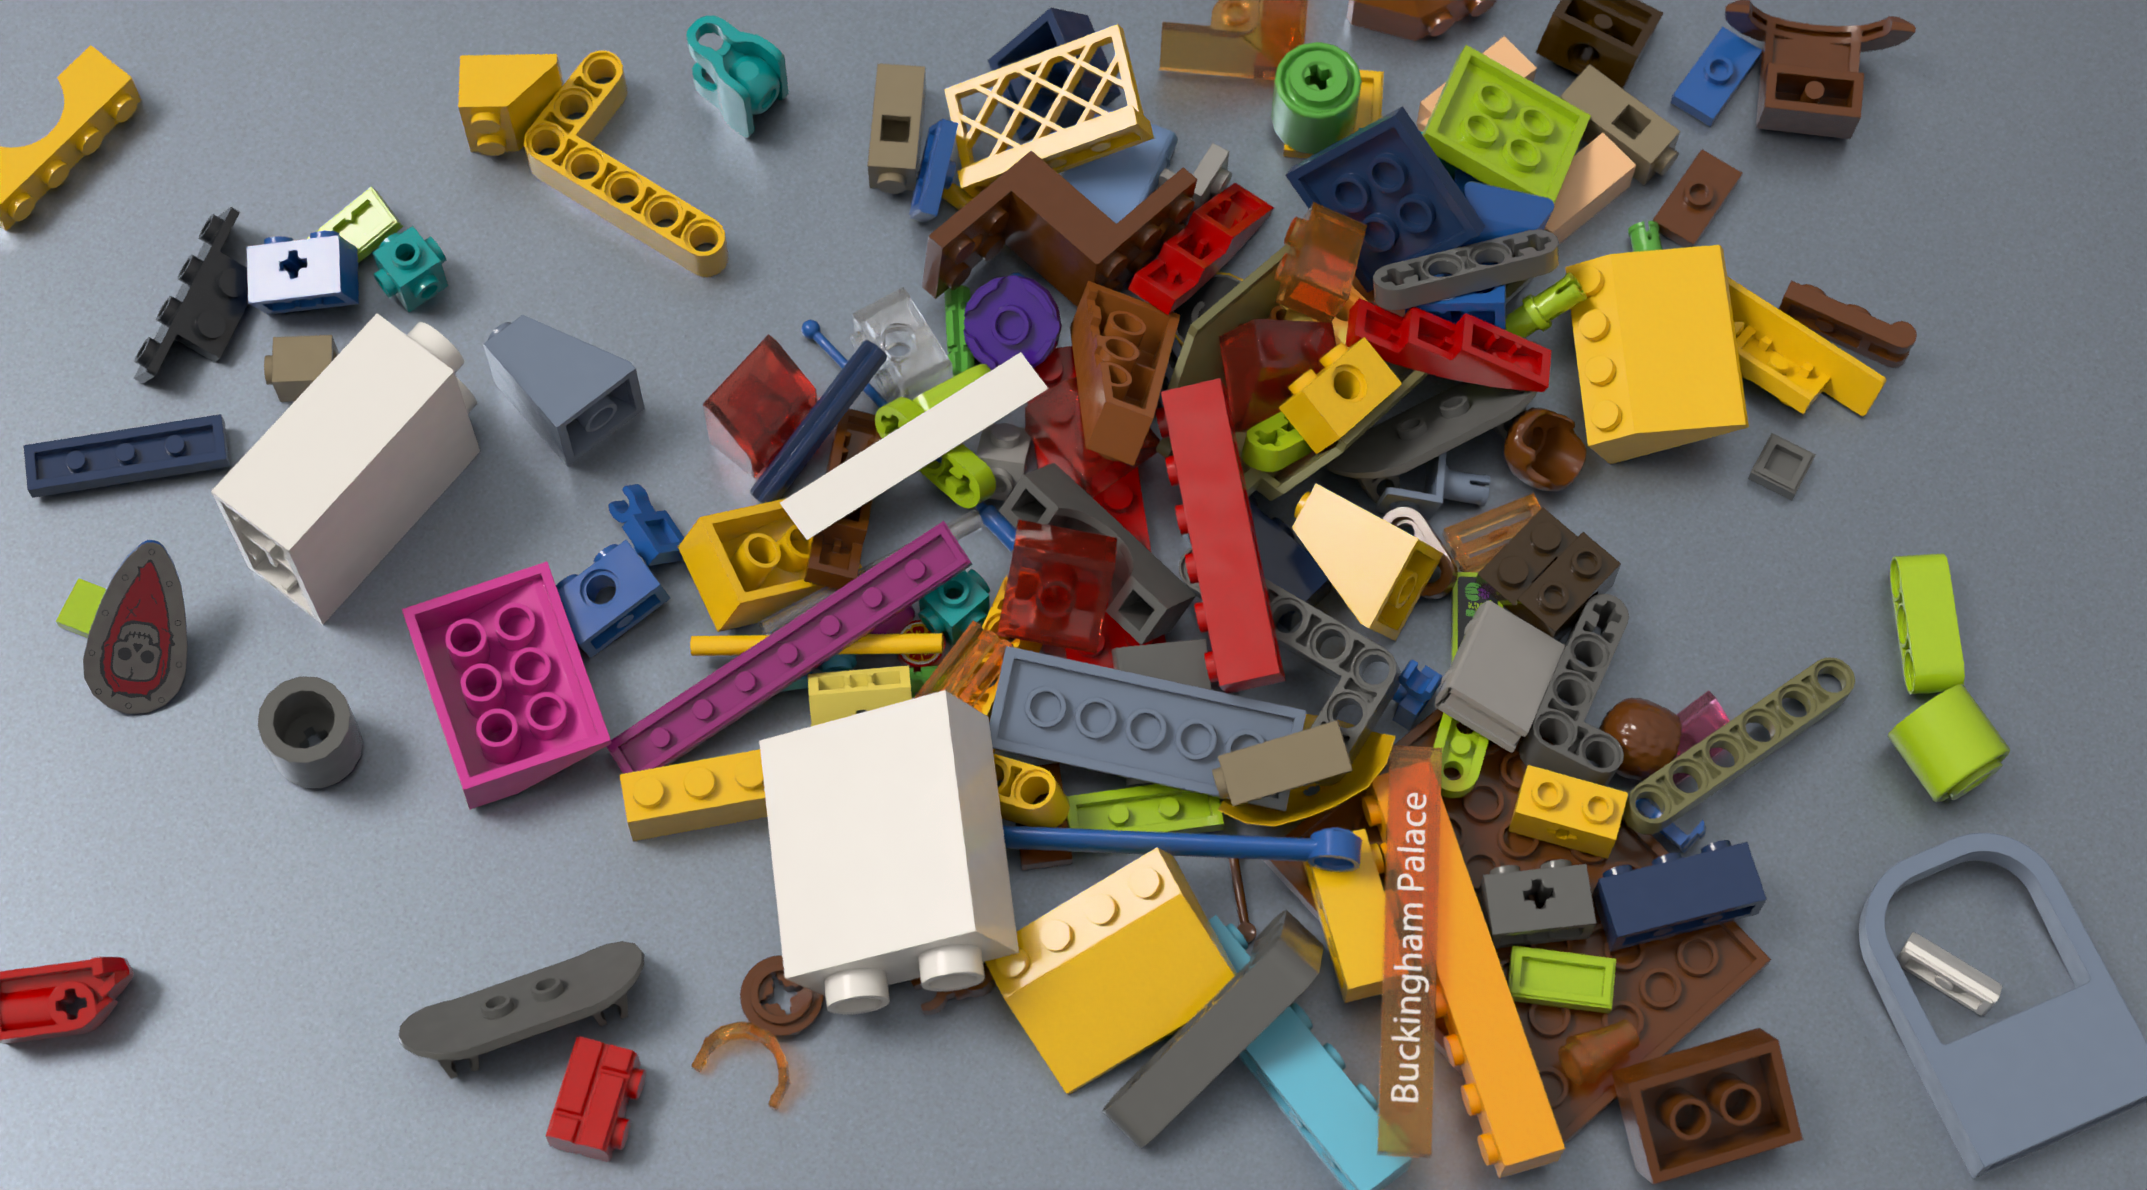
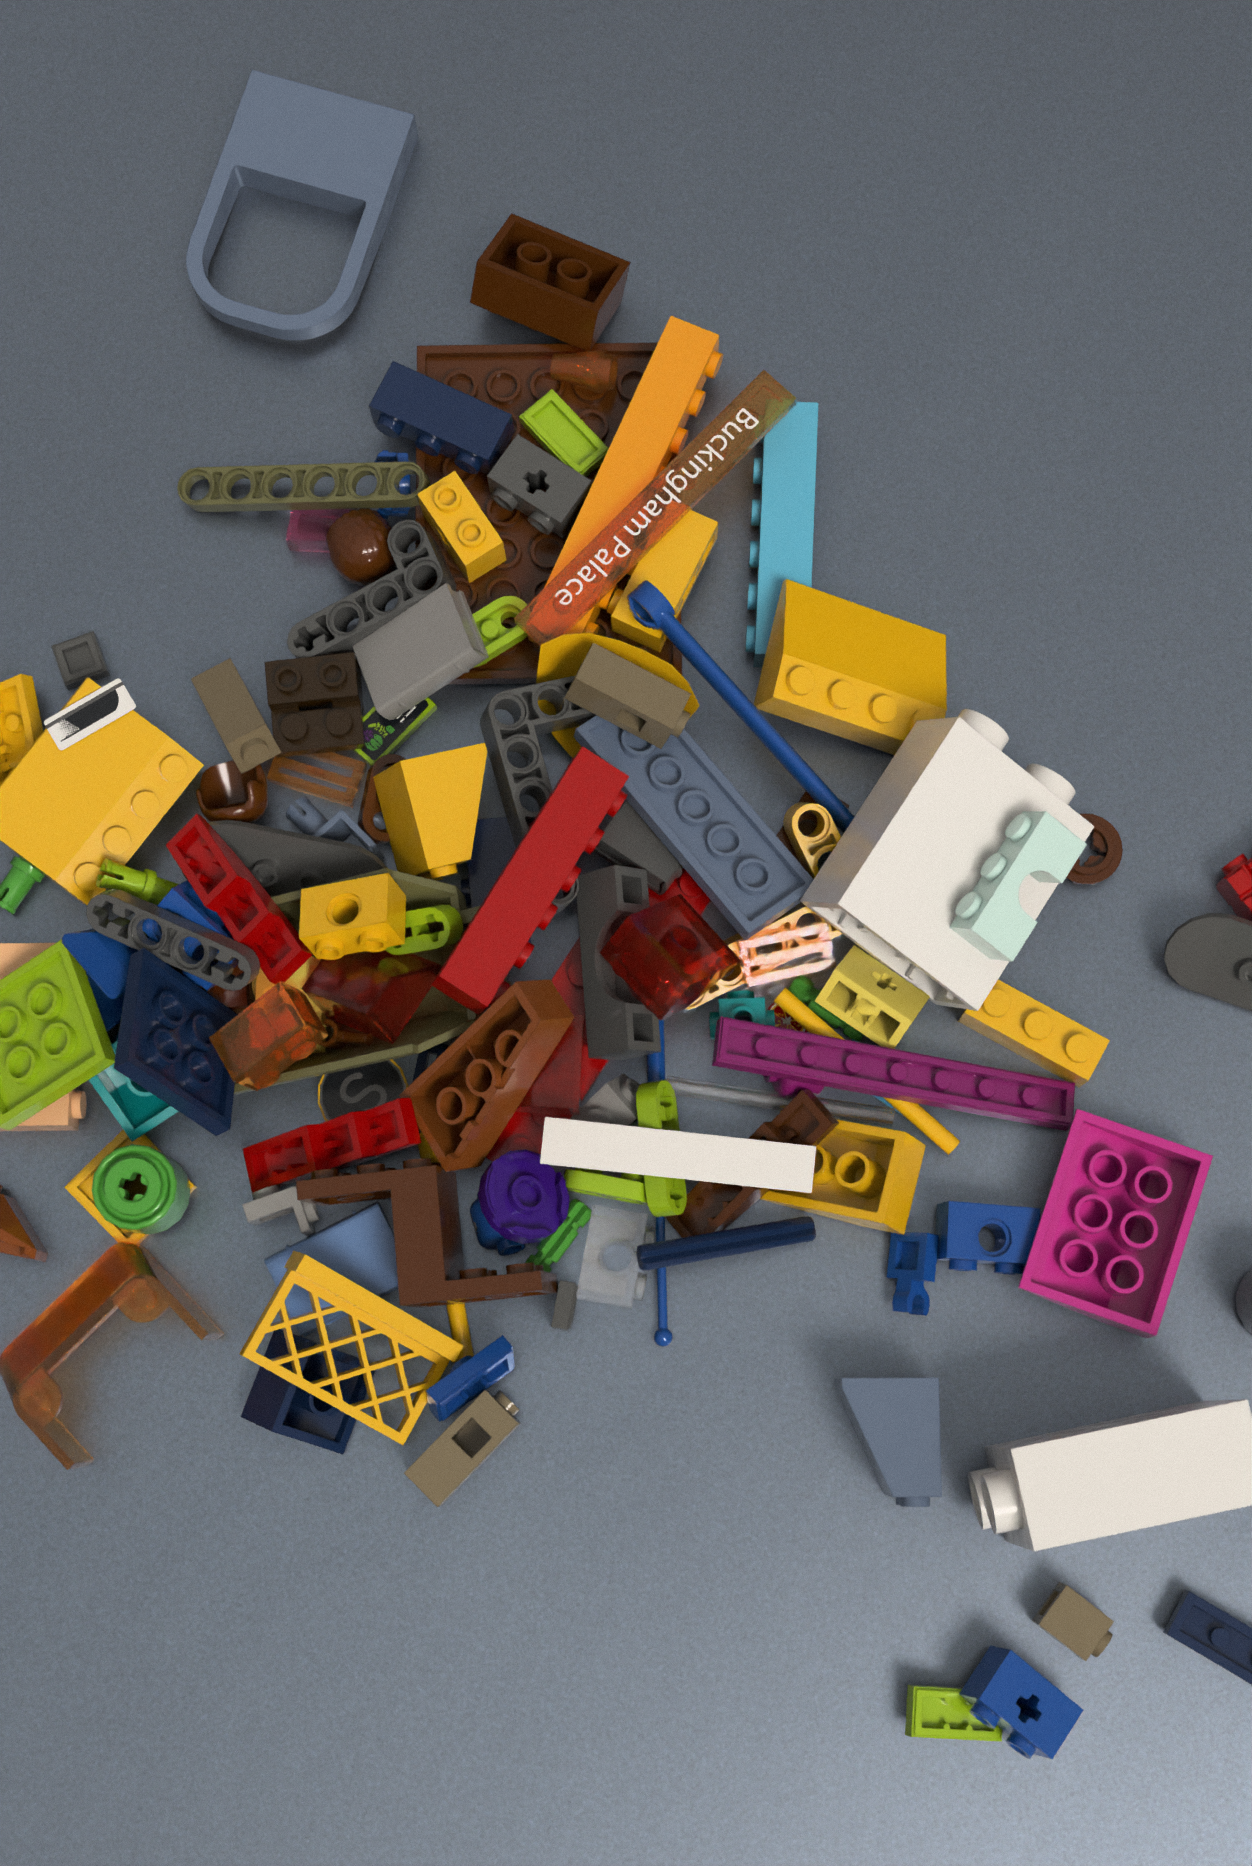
camera: 135 degrees left, 10 degrees up
(206, 305) = (1111, 1748): black bracket -> none
(410, 268) = (916, 1628): teal brick -> none
(504, 97) = (752, 1723): yellow slope -> none
(613, 178) = (716, 1589): yellow beam -> none
(745, 72) = (549, 1584): teal piece -> none
(751, 1032) = (1130, 841): clear orange helmet -> none
(758, 407) = (760, 1286): clear red slope -> none
(819, 888) = (992, 912): none -> light aqua arch
(905, 275) = (564, 1306): none -> dark grey tile
(1146, 809) = (760, 785): lime plate -> none
(1246, 928) = (734, 646): reddish brown hinge -> none
(1278, 972) = (808, 562): dark grey beam -> none
(1414, 692) = (478, 694): blue plate -> none
(1601, 505) = (235, 716): none -> dark tan brick
(1713, 396) = (89, 714): none -> sticker
(1926, 623) = (97, 473): lime beam -> none
(1949, 974) = (308, 254): white slope -> none
(1950, 744) = (168, 377): lime piece -> none

